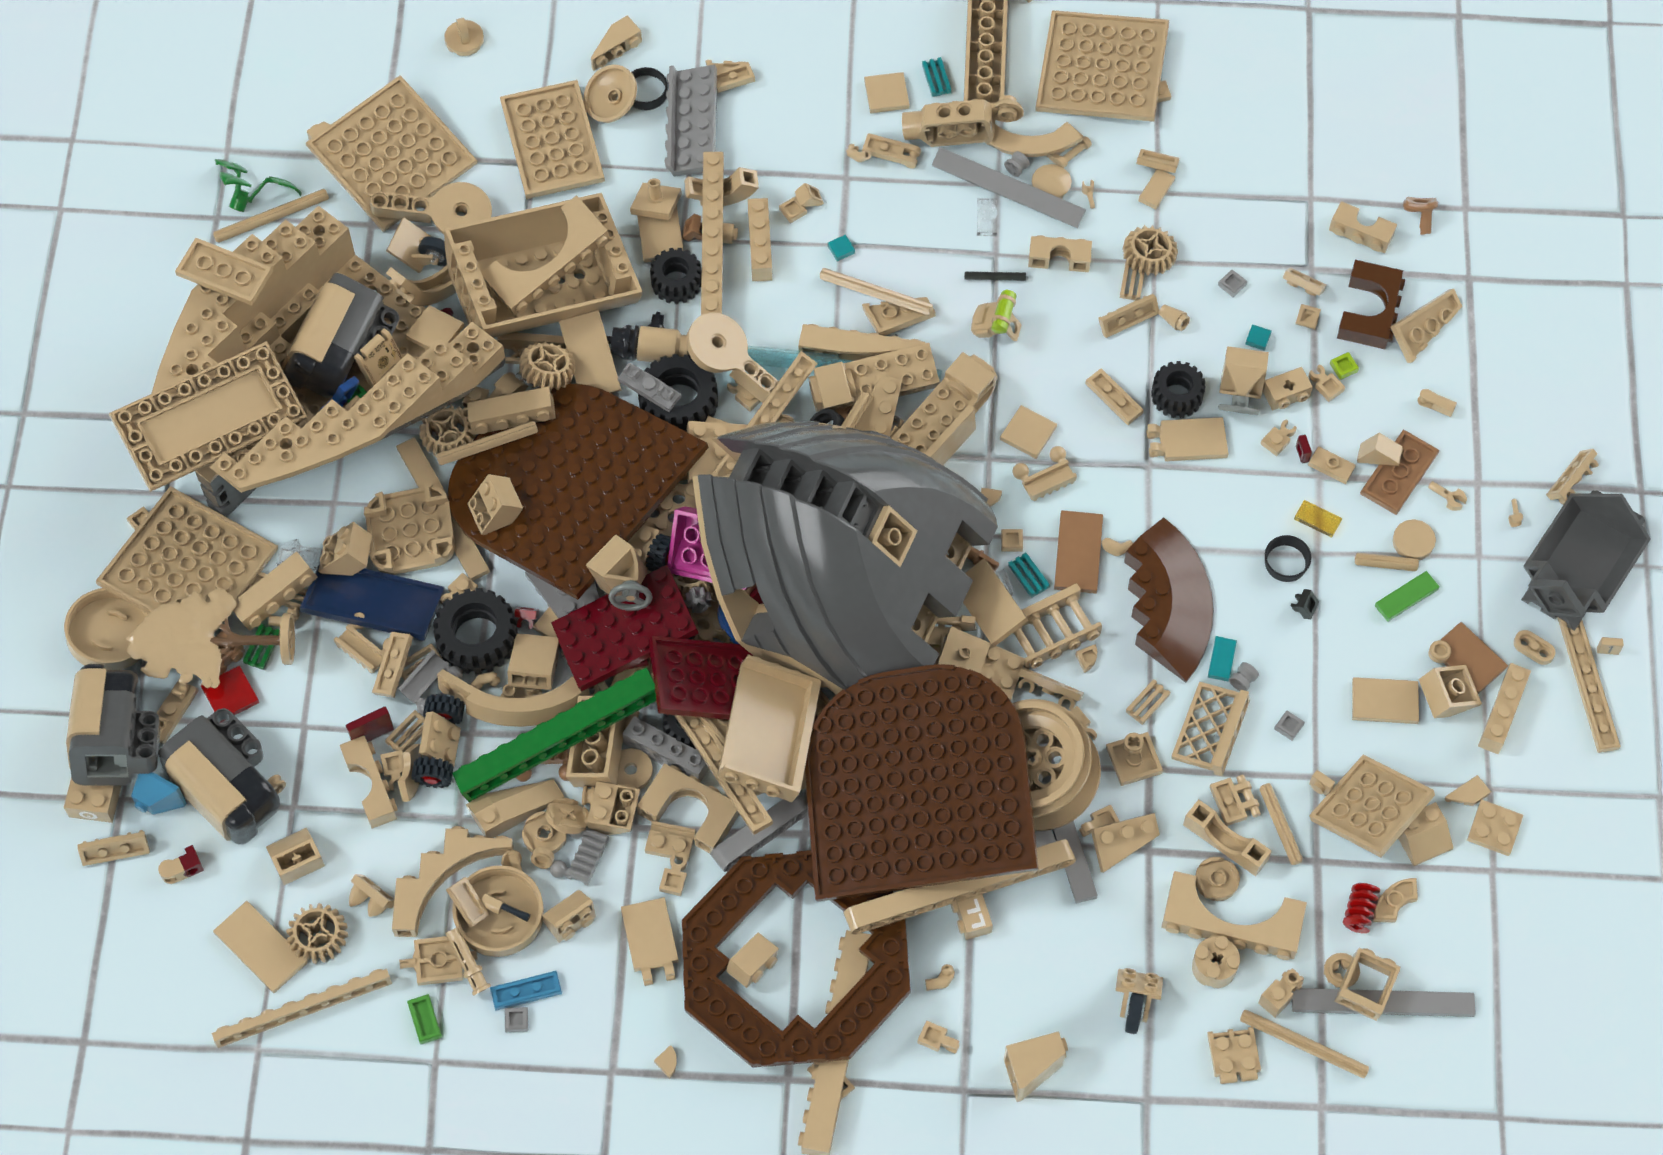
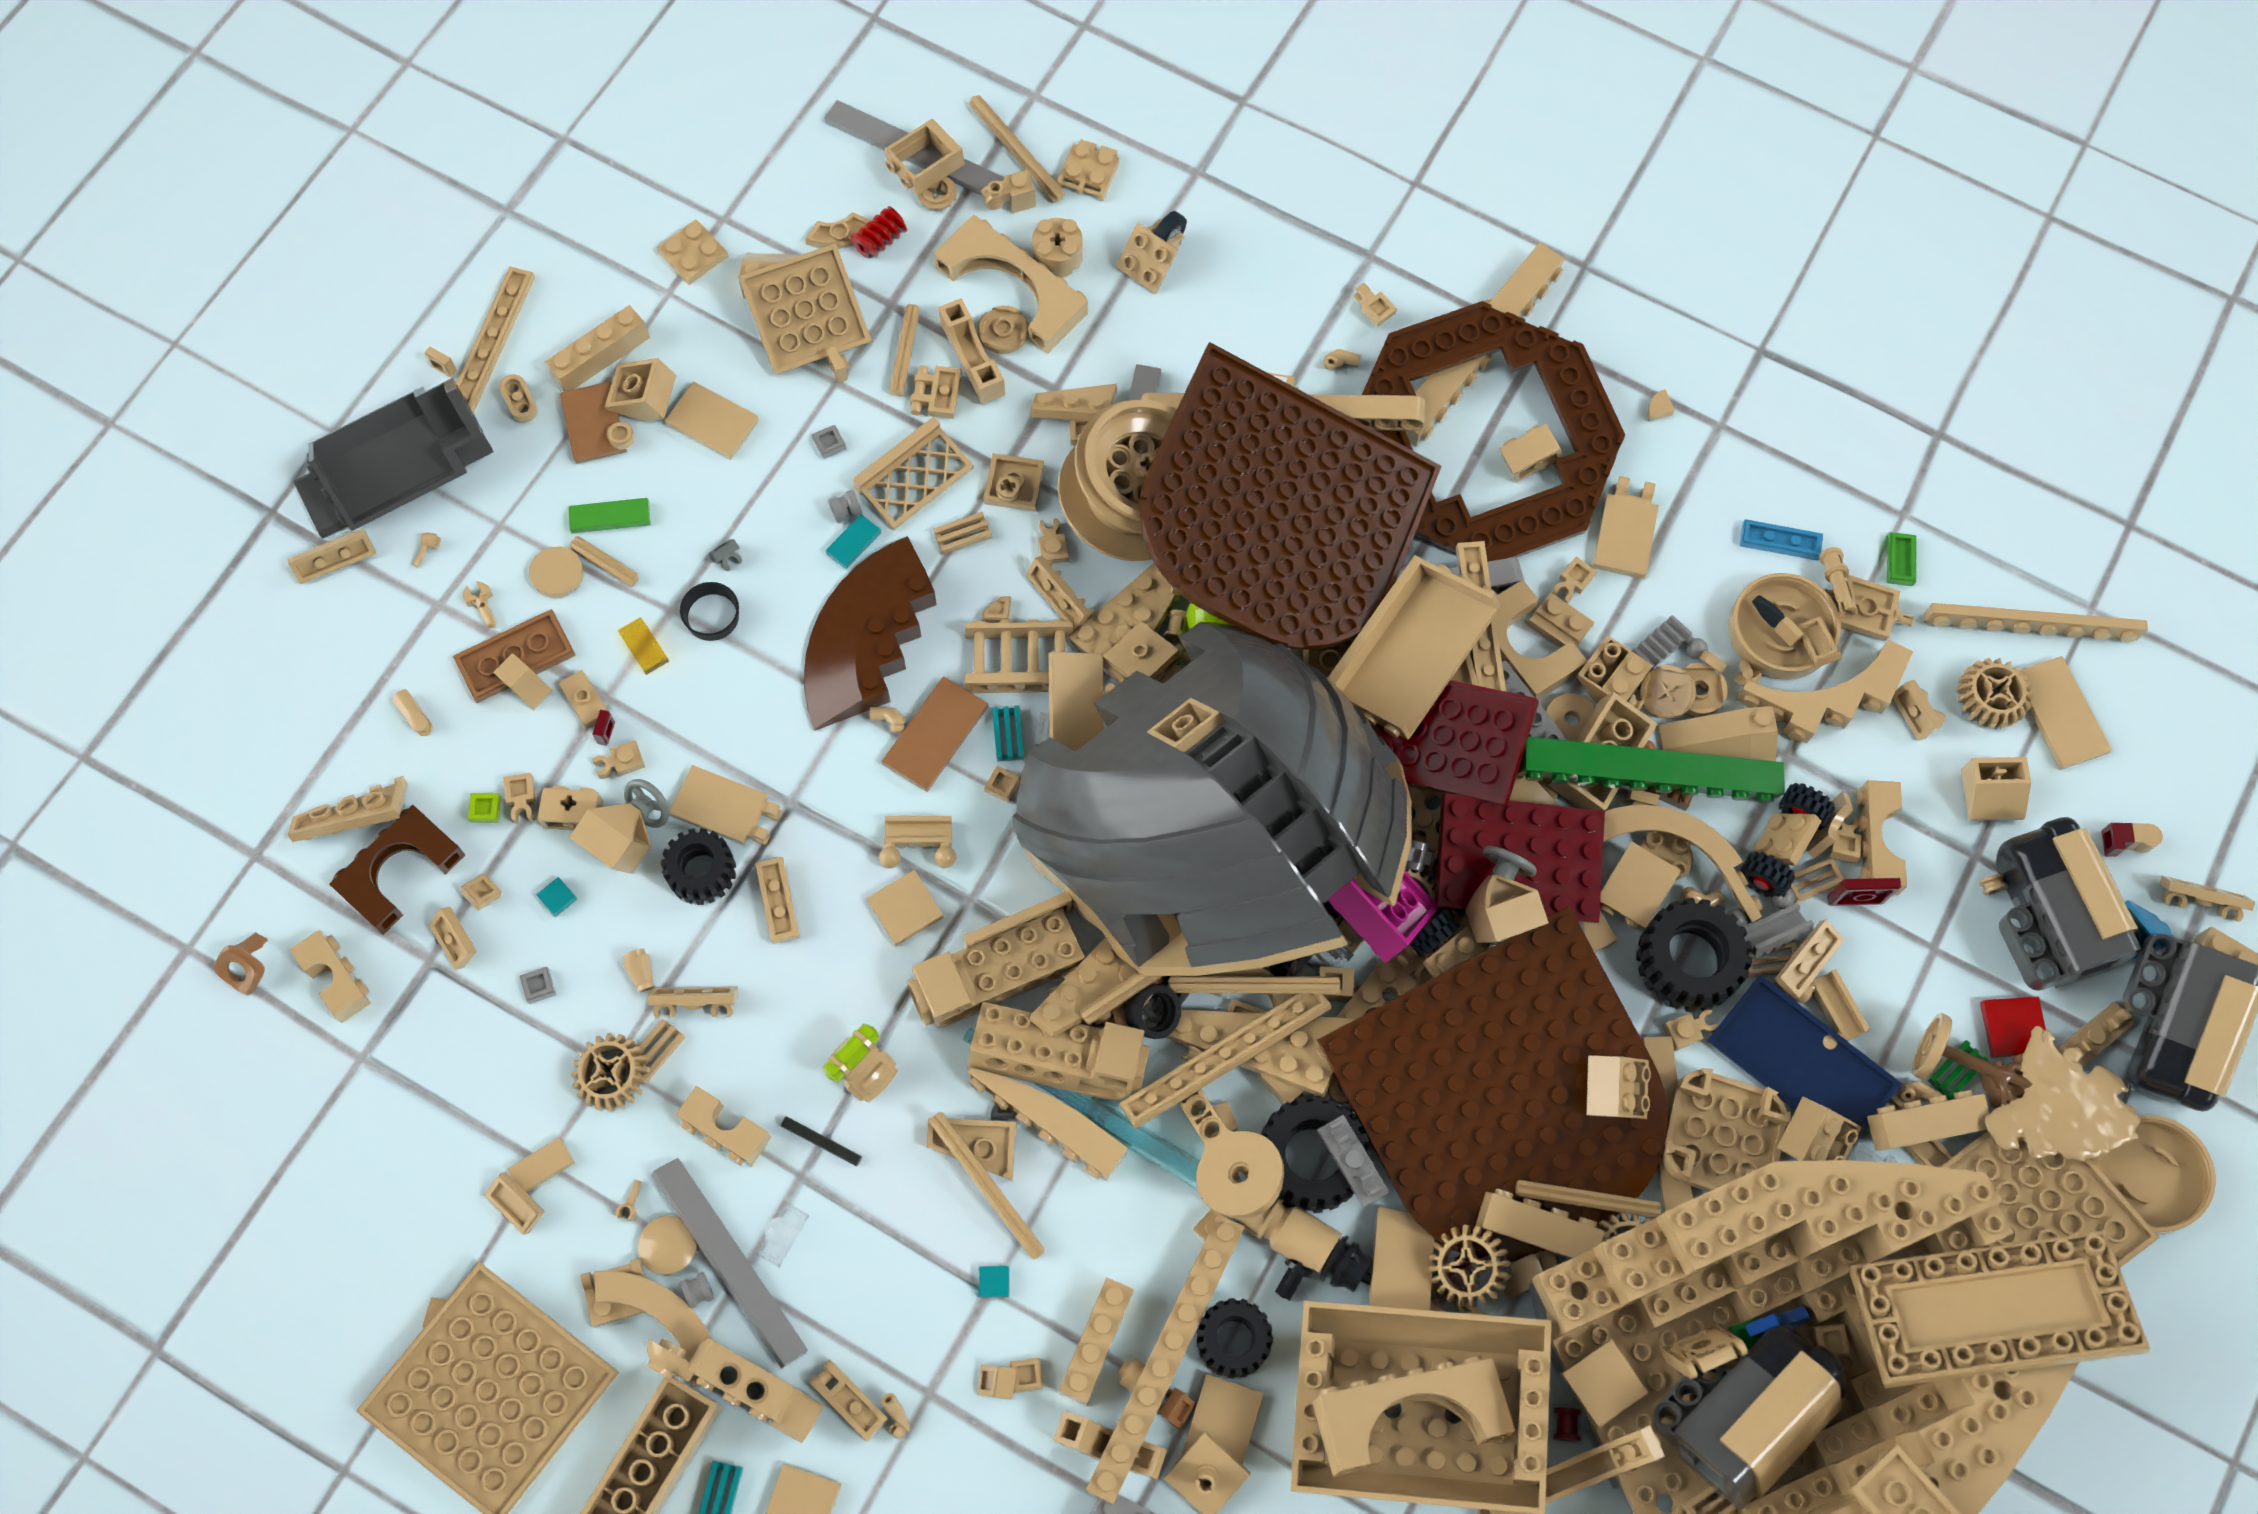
camera: 155 degrees left, 5 degrees up
(516, 1019) = (1802, 515): light grey tile -> none
(528, 614) = (1620, 956): tile -> none
(570, 916) = (1709, 582): tan slope -> none
(992, 494) = (1000, 846): tan tile -> none
(1033, 1062) = (1292, 231): tan slope -> none
(1470, 792) = (693, 293): tan tile -> none

